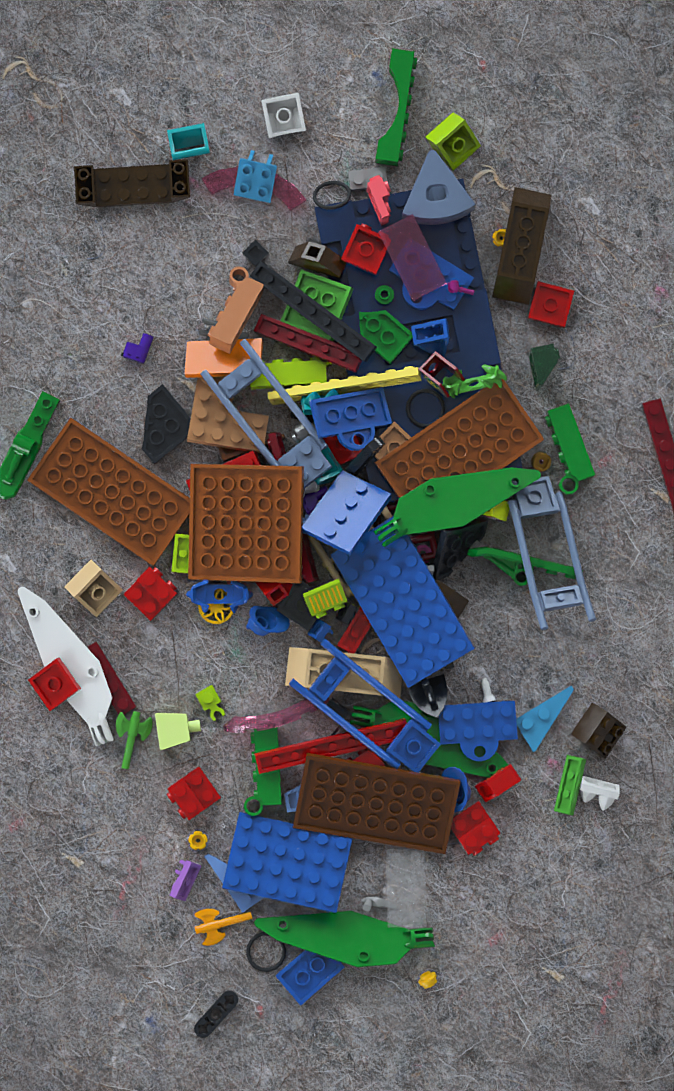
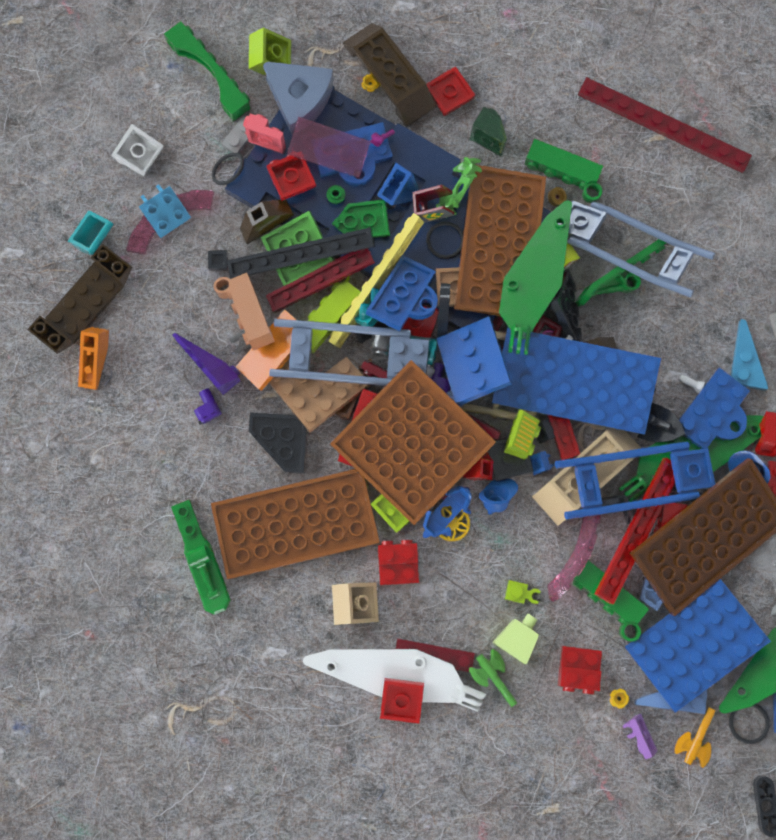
camera: 50 degrees left, 5 degrees down
(99, 230) = (92, 356): none -> orange slope
(170, 330) = (214, 368): none -> dark purple wedge

